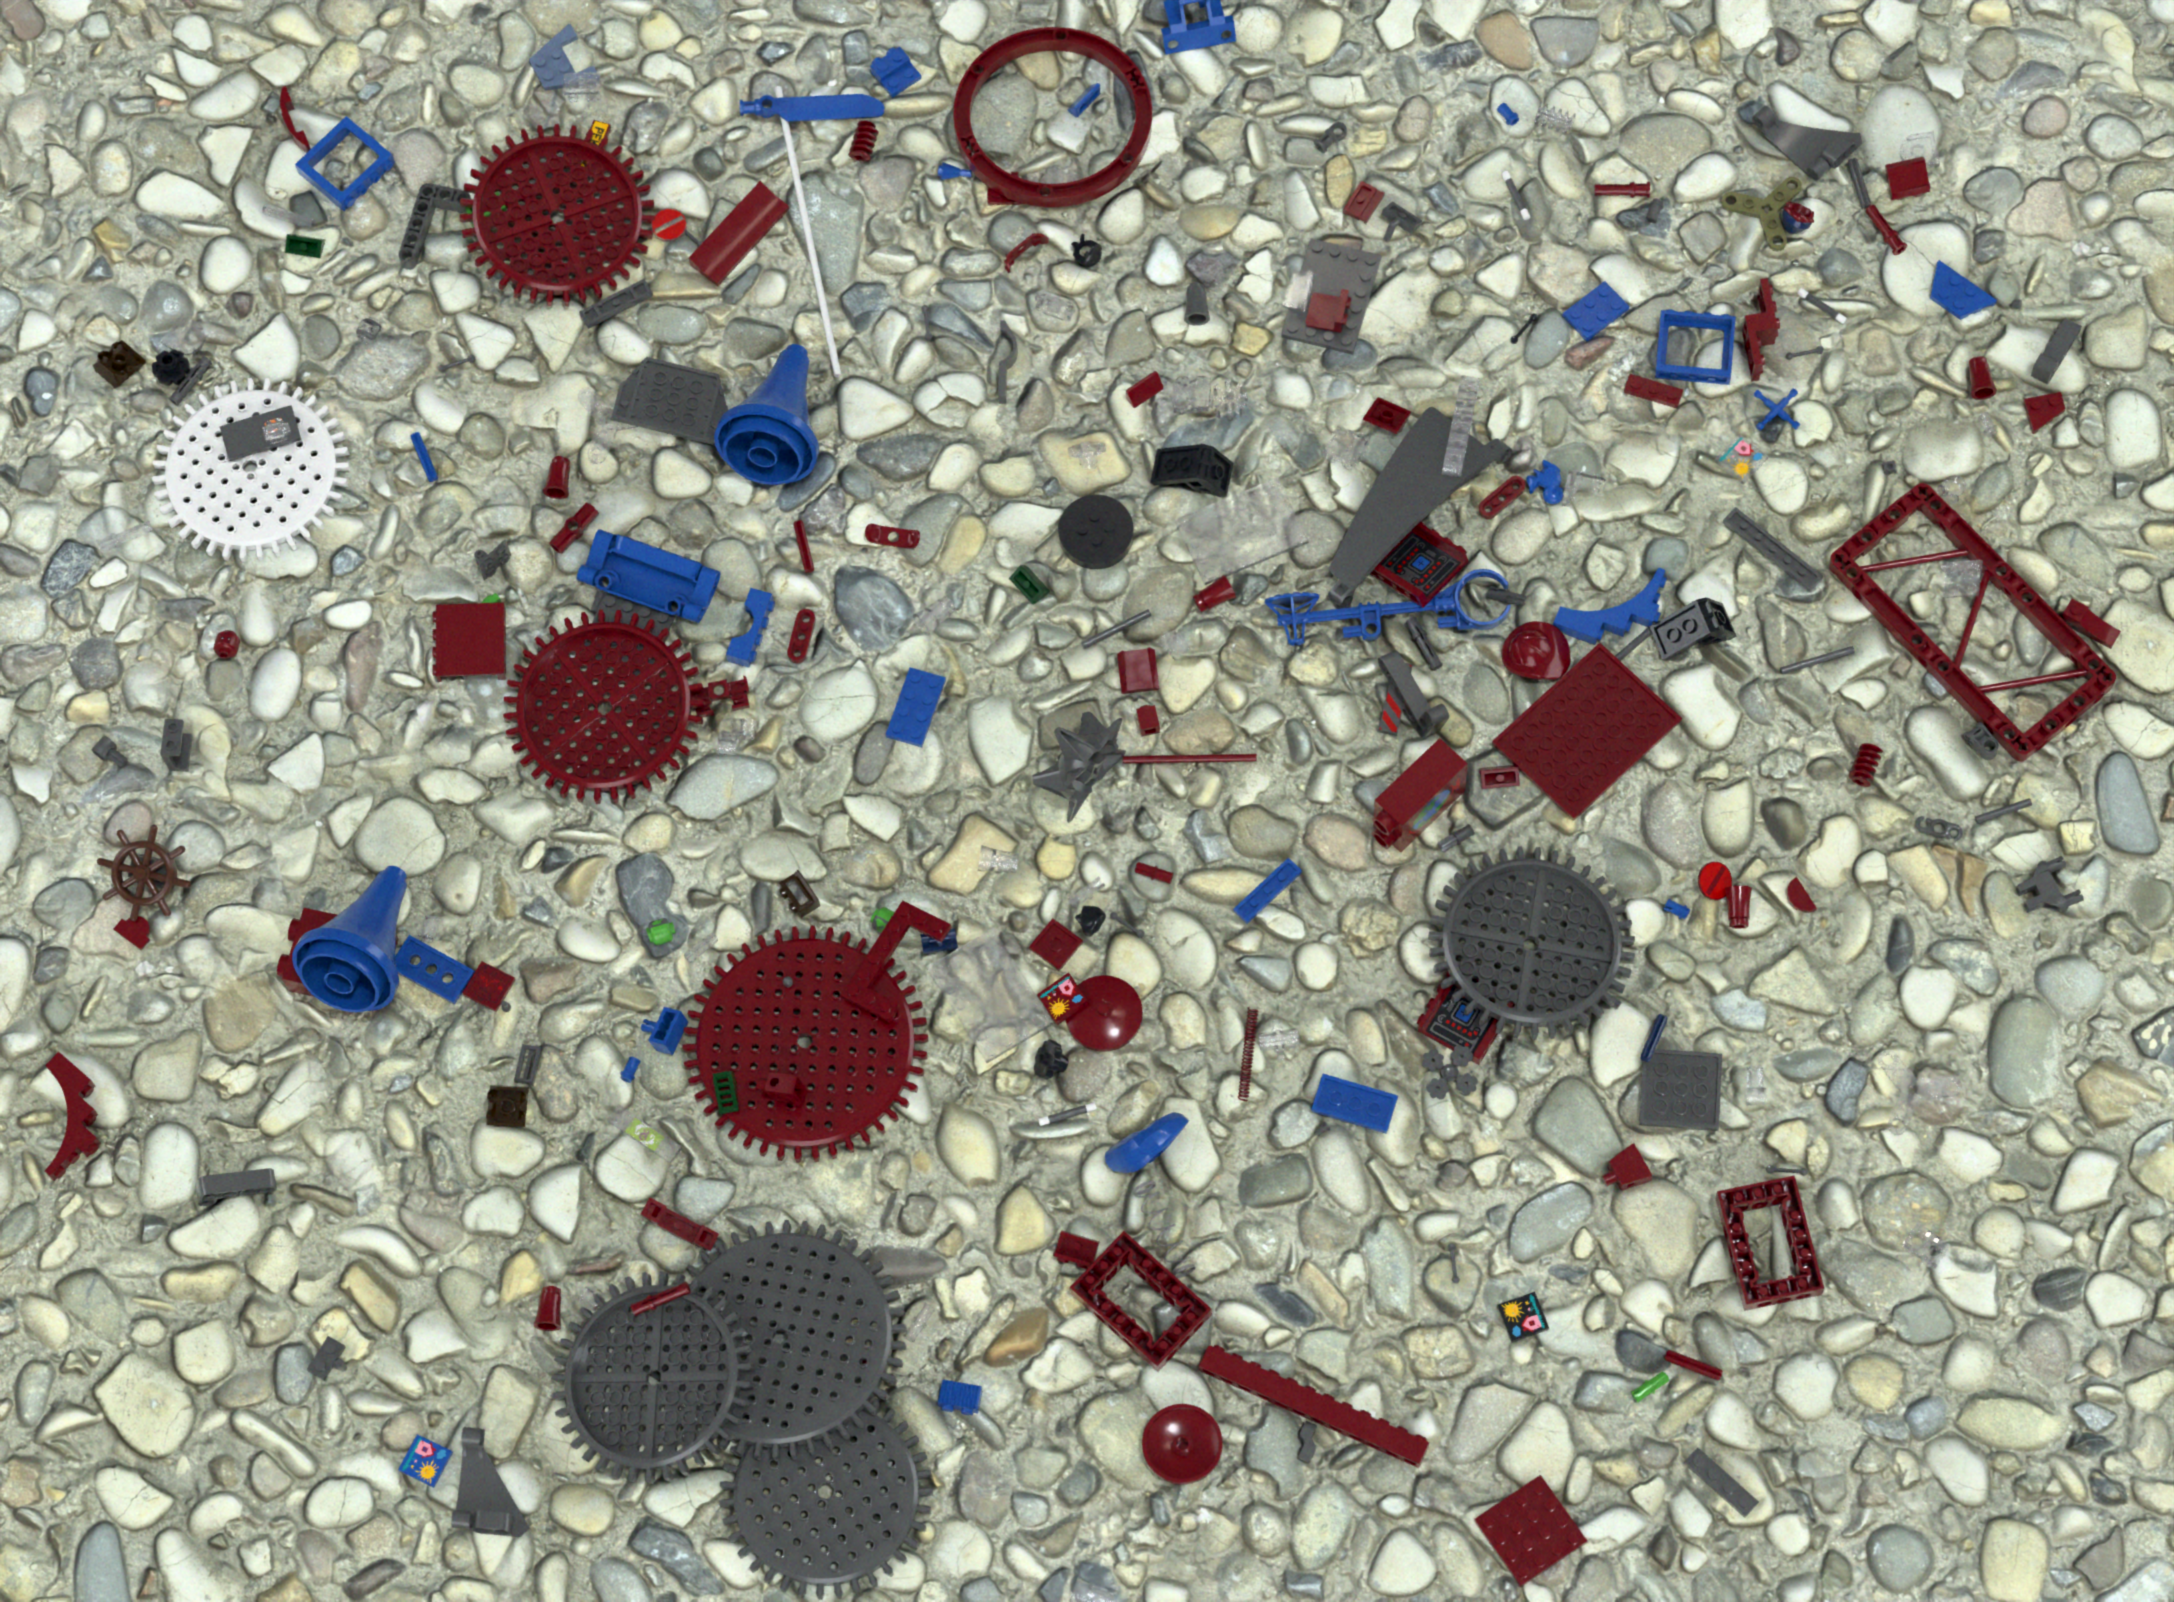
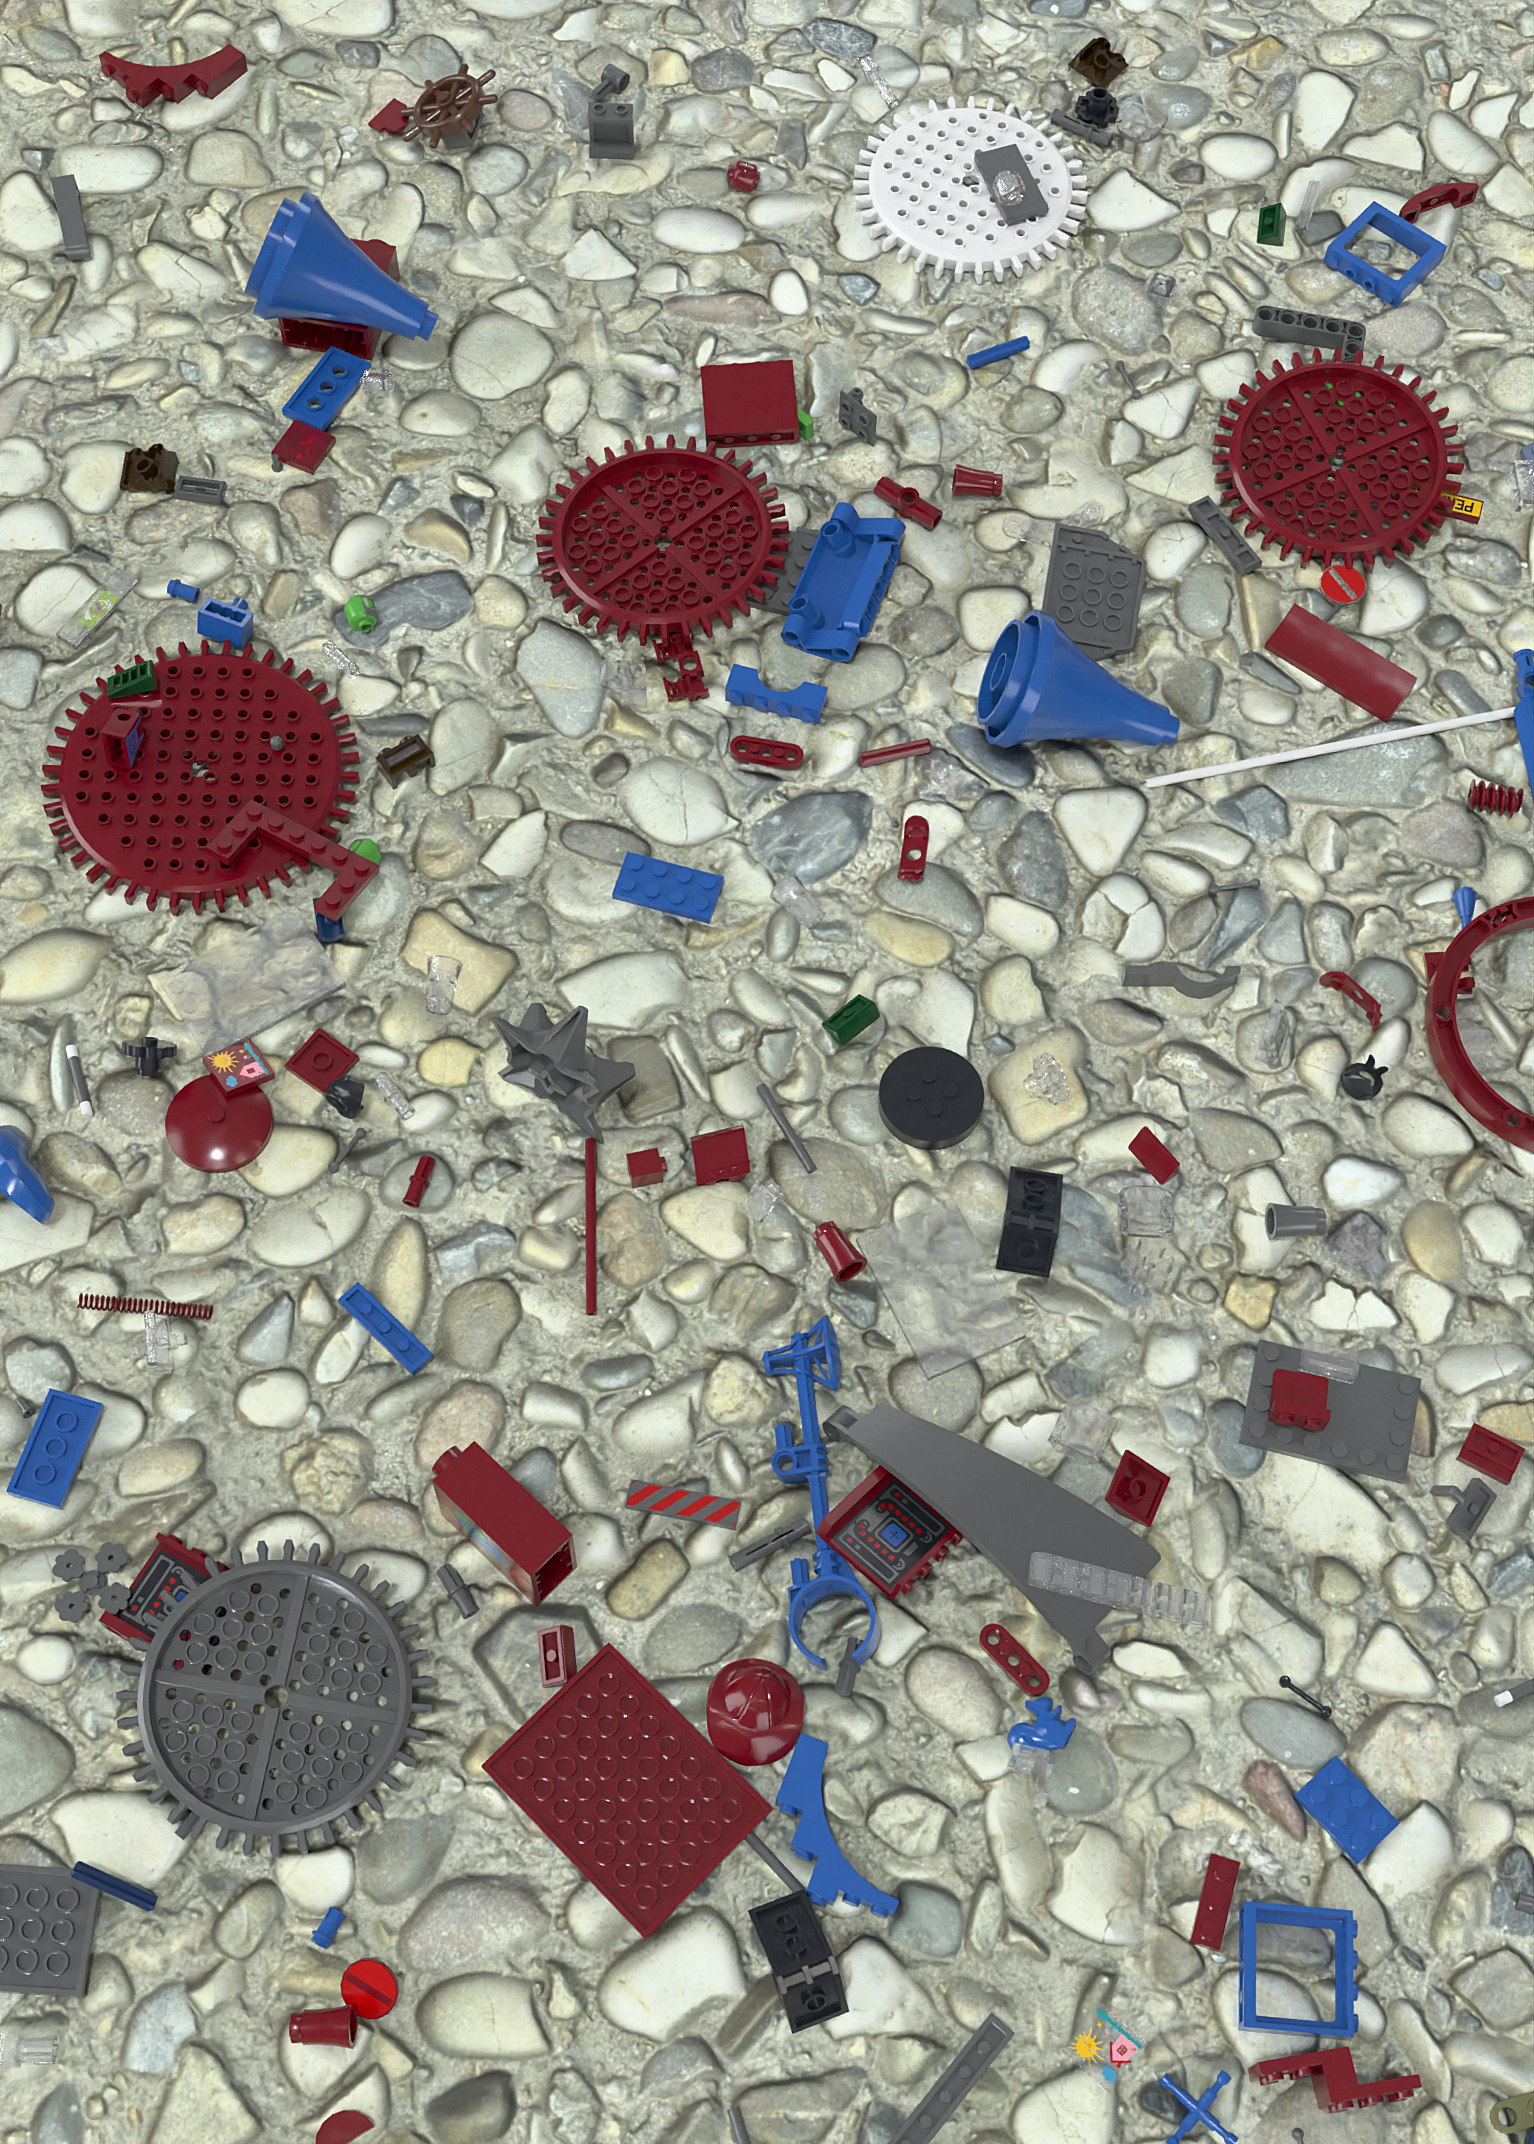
camera: 80 degrees right, 5 degrees down
(1423, 717) = (678, 1521): dark grey beam -> none

